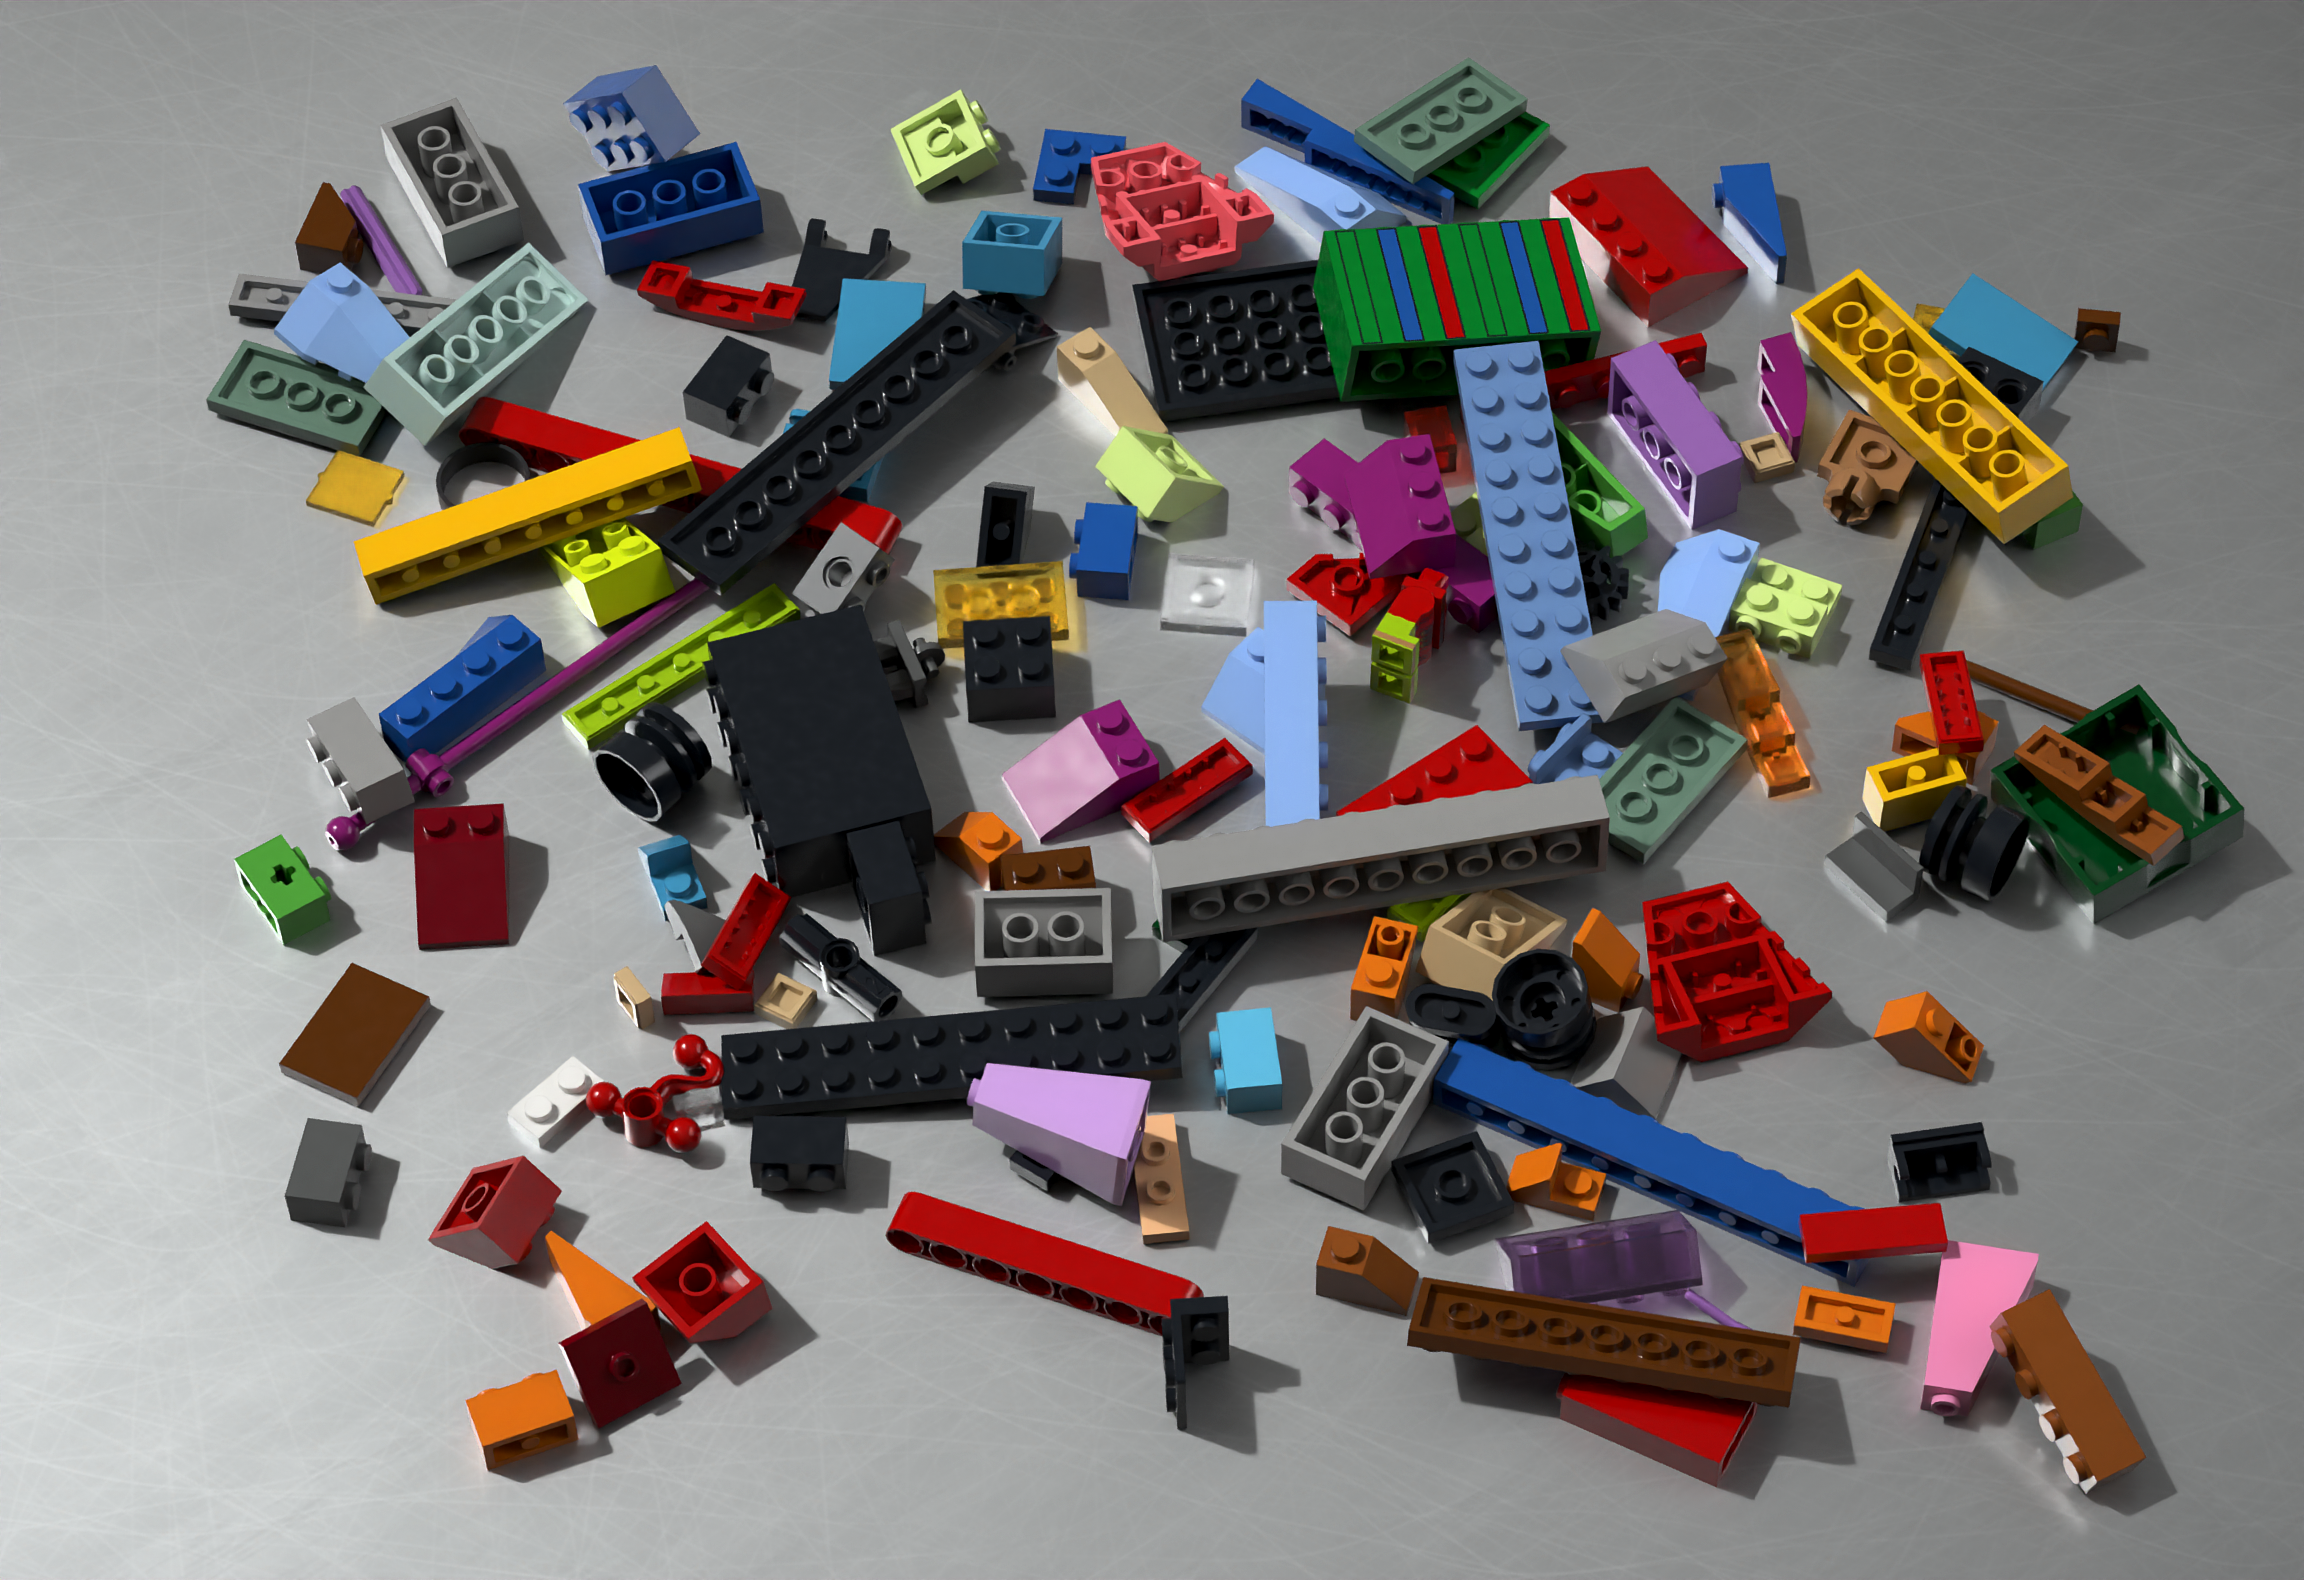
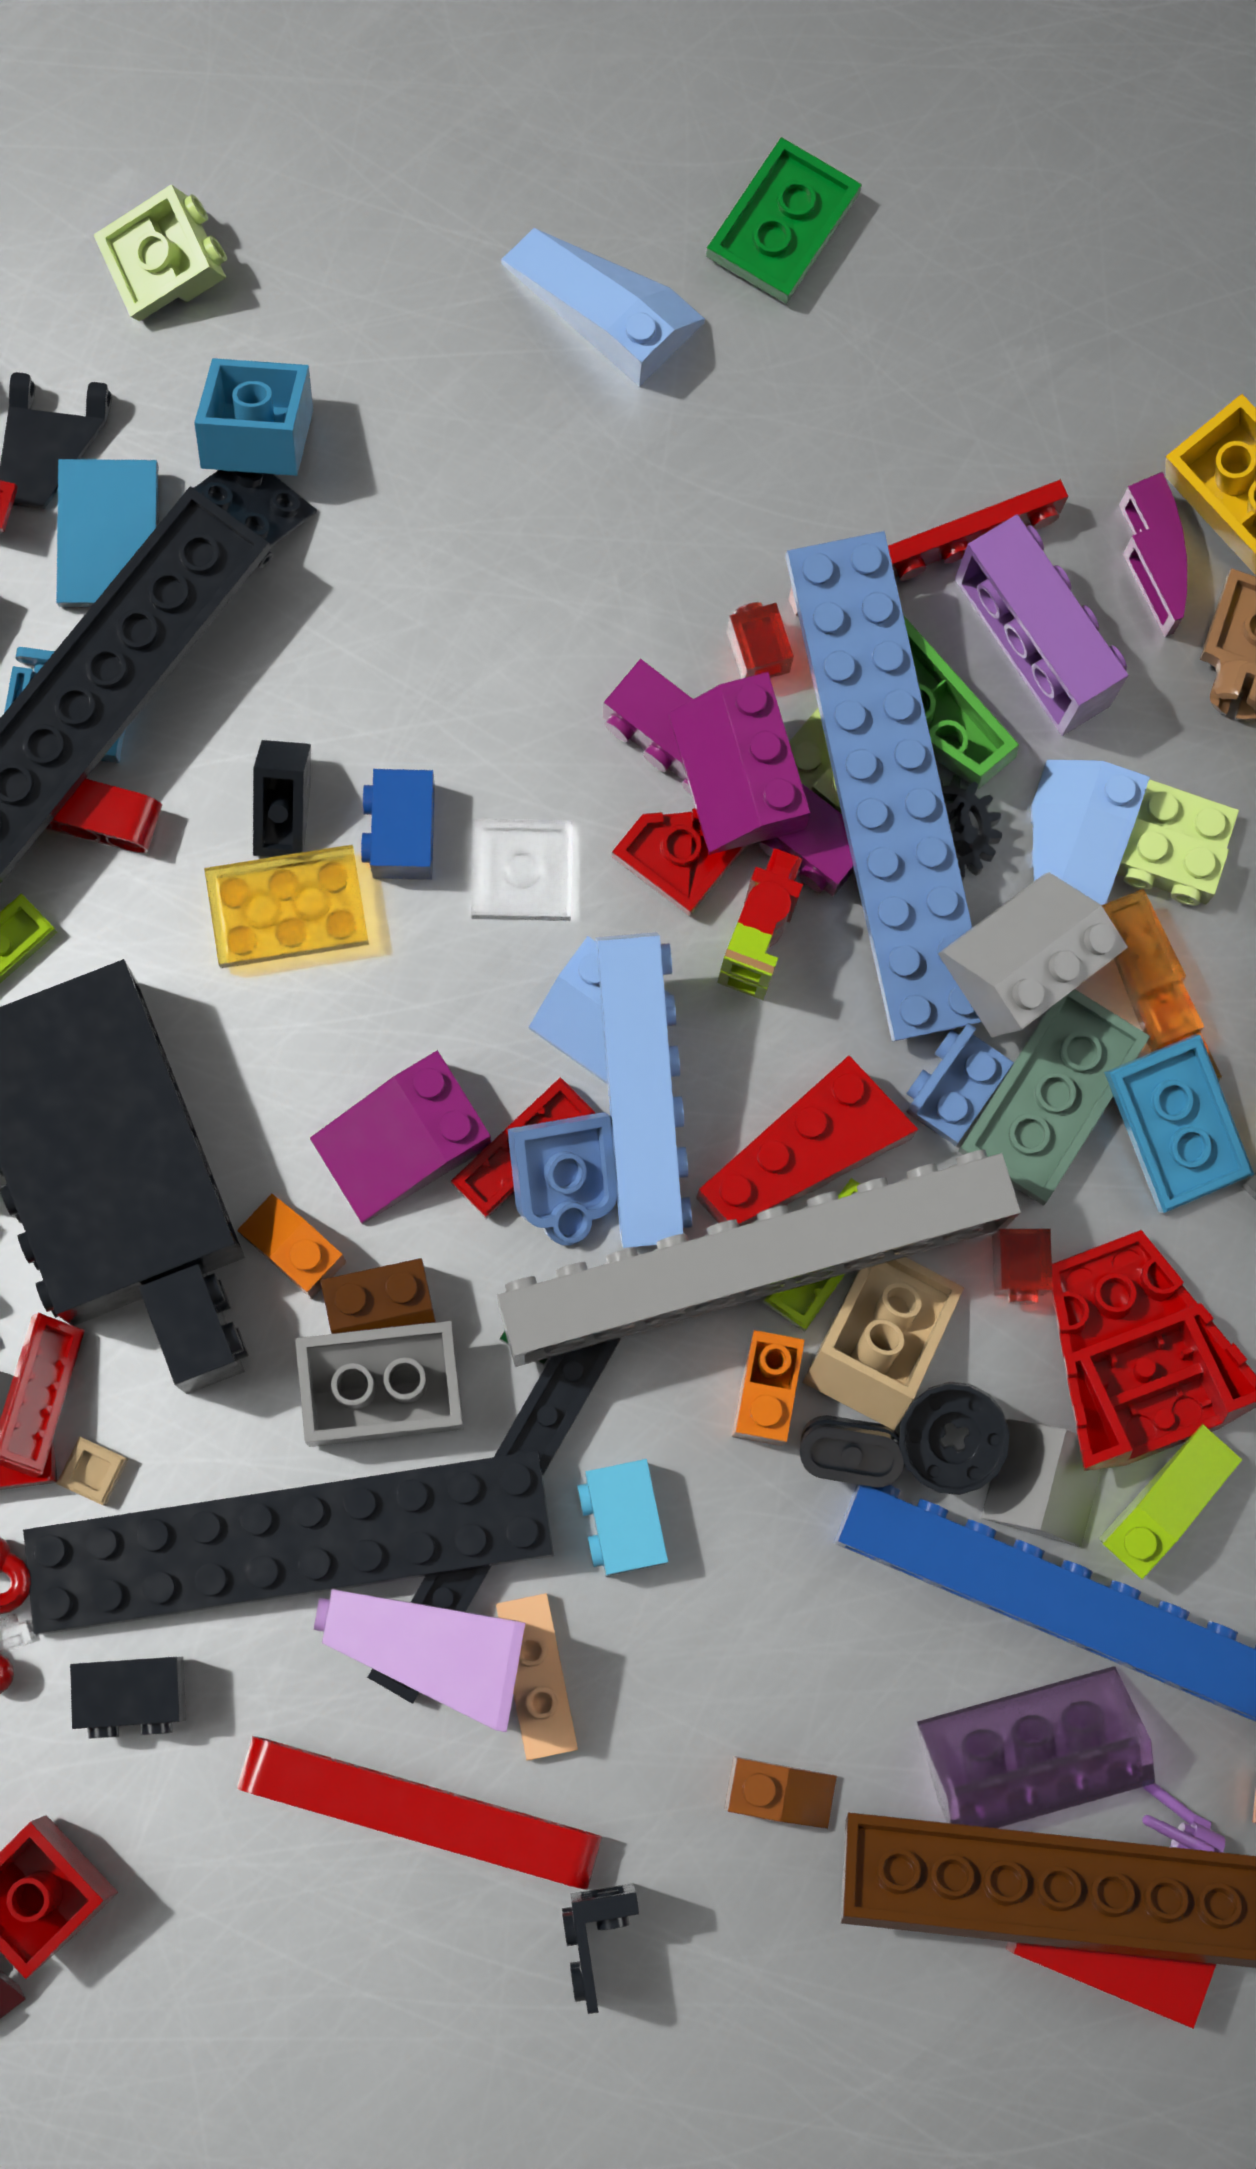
camera: 15 degrees left, 25 degrees up
(824, 953) = (123, 1409): black piece -> none
(841, 554) = (78, 906): brick -> none
(911, 663) = (170, 982): dark grey hips -> none
(1009, 669) = (304, 1000): black brick -> none
(1067, 156) = (306, 256): blue plate -> none
(1104, 384) = (385, 597): tan slope -> none
(1156, 474) = (451, 712): yellowish green slope -> none
(1172, 214) = (433, 341): coral wedge -> none
(1218, 794) = (564, 1174): none -> medium blue plate
(1234, 341) = (562, 504): black plate -> none
(1334, 151) = (624, 238): blue slope -> none
(1363, 1108) = (763, 1580): light grey brick -> none
(1414, 294) = (775, 463): green brick -> none
(1440, 120) = (738, 196): sand green plate -> none
(1452, 1187) = (866, 1666): black plate -> none
(1547, 1183) = (978, 1647): orange slope -> none
(1607, 962) = (1016, 1365): orange slope -> none
(1620, 894) = (1022, 1264): none -> clear red brick
(1644, 241) = (980, 339): red slope -> none
(1731, 1081) = (1170, 1502): none -> lime slope
(1752, 214) = (1103, 299): blue slope -> none
(1767, 457) = (1139, 633): tan tile -> none
(1768, 805) = (1179, 1123): none -> dark azure tile

